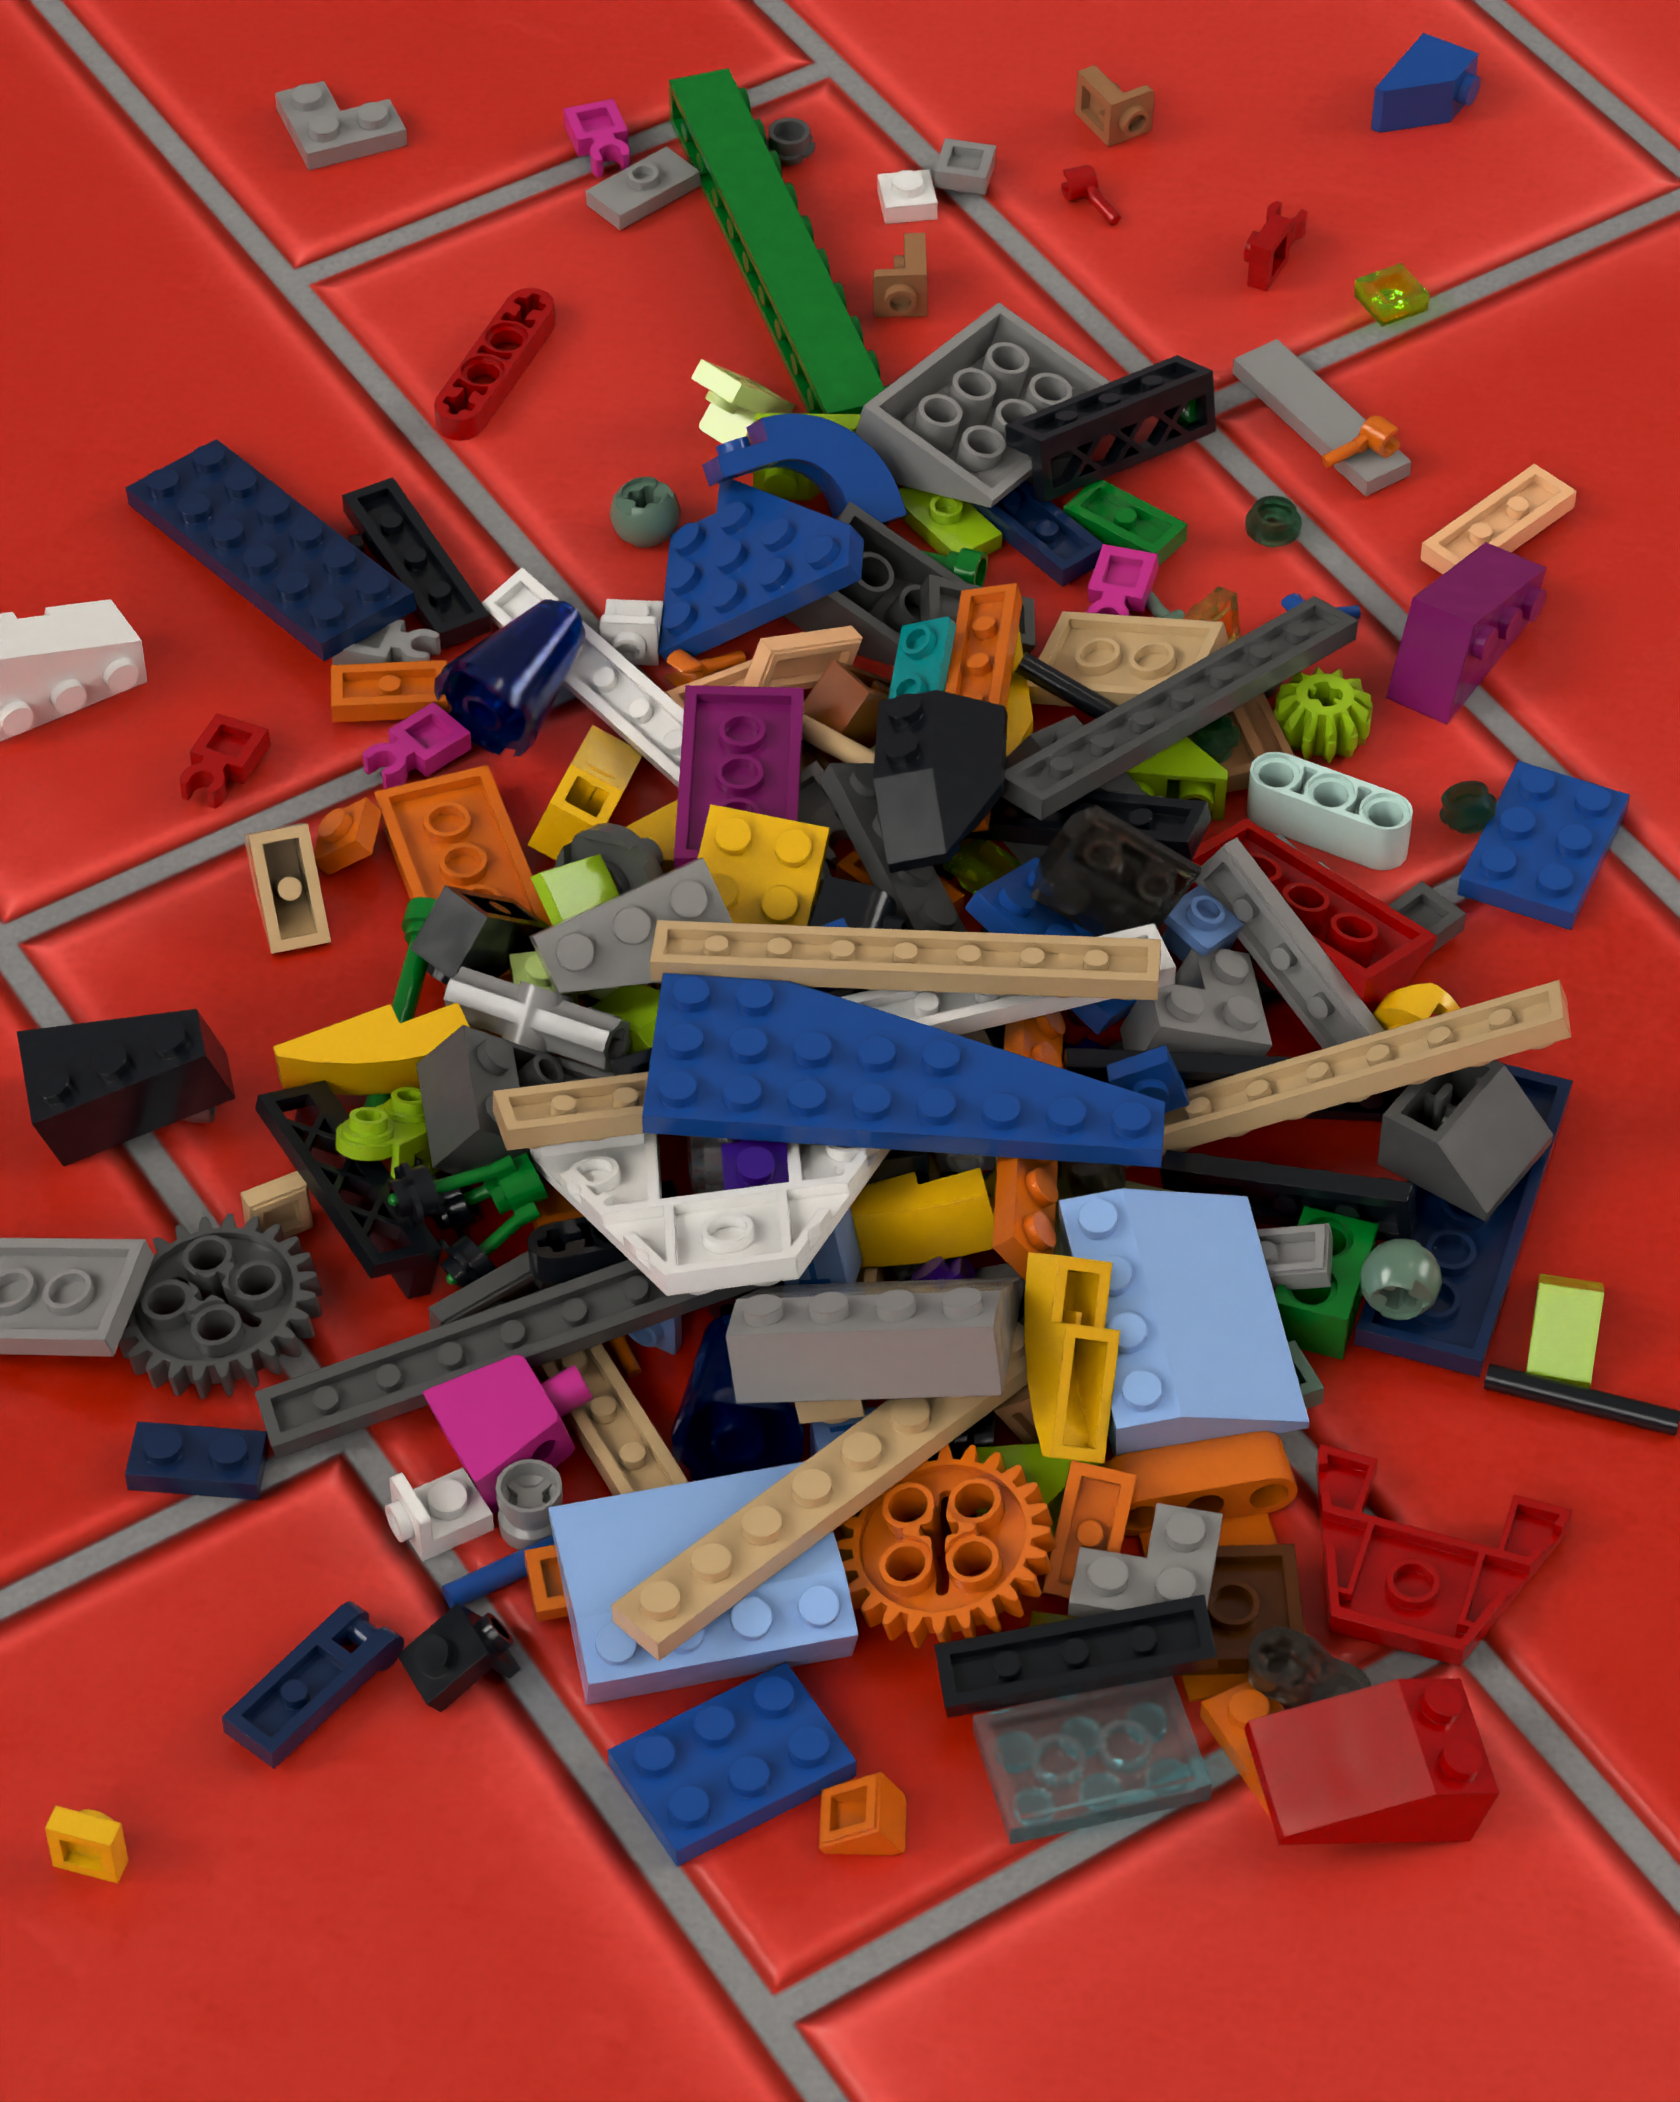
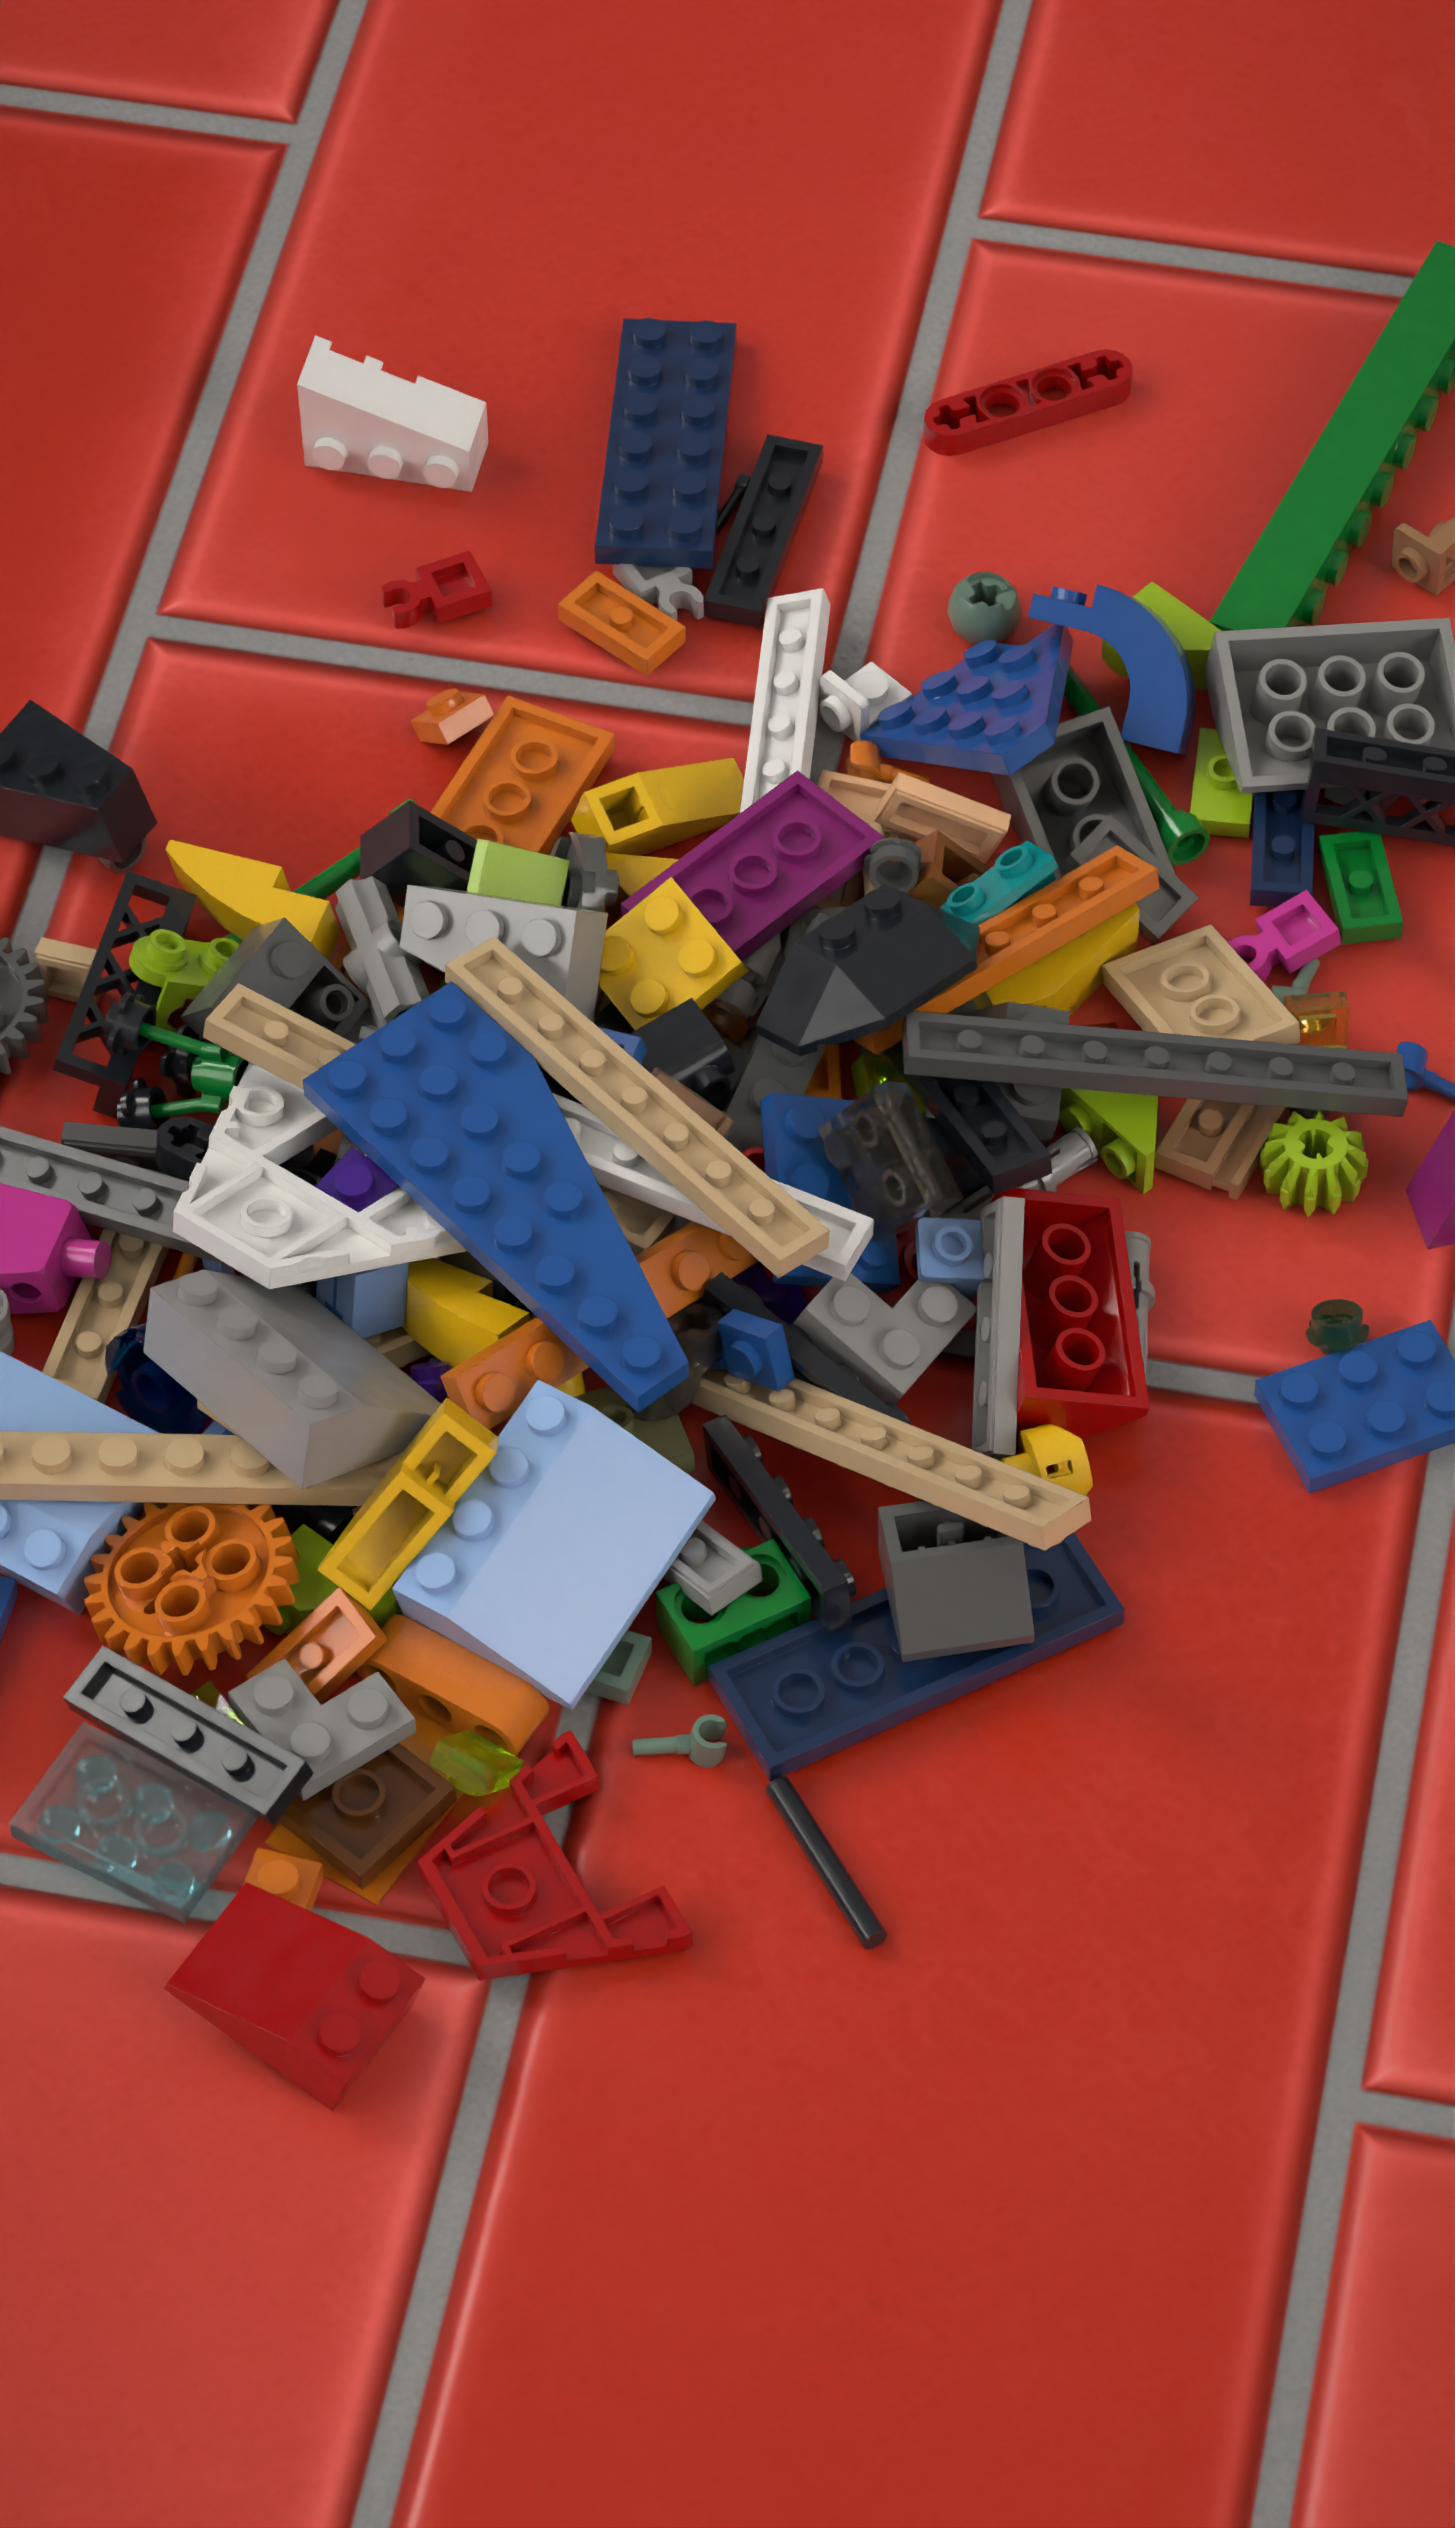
camera: 45 degrees right, 5 degrees up
(287, 887) = (363, 724): tan slope -> none
(336, 136) = (1139, 117): light grey plate -> none
(420, 742) = (594, 683): dark pink plate -> none
(513, 676) = (707, 671): clear blue cone -> none
(598, 132) = (1343, 251): dark pink plate -> none
(643, 188) = (1327, 325): light grey plate -> none
(734, 402) = (1172, 560): yellowish green slope -> none
(830, 704) = (897, 875): none -> dark grey plate
(1063, 686) = (1116, 991): black bar -> none
(1217, 738) = (1181, 1124): clear green plate -> none
(1285, 1519) = (474, 1763): none -> clear neon green plate
(1298, 1669) = (329, 1863): clear smoke piece -> none
(1329, 810) = (1205, 1214): light aqua beam -> none
(1400, 1279) = (764, 1650): sand green piece -> none
(1400, 1393) = (694, 1744): none -> sand green hand
(1432, 912) = (1180, 1391): dark grey plate -> none
(1565, 1329) = (880, 1793): lime slope -> none

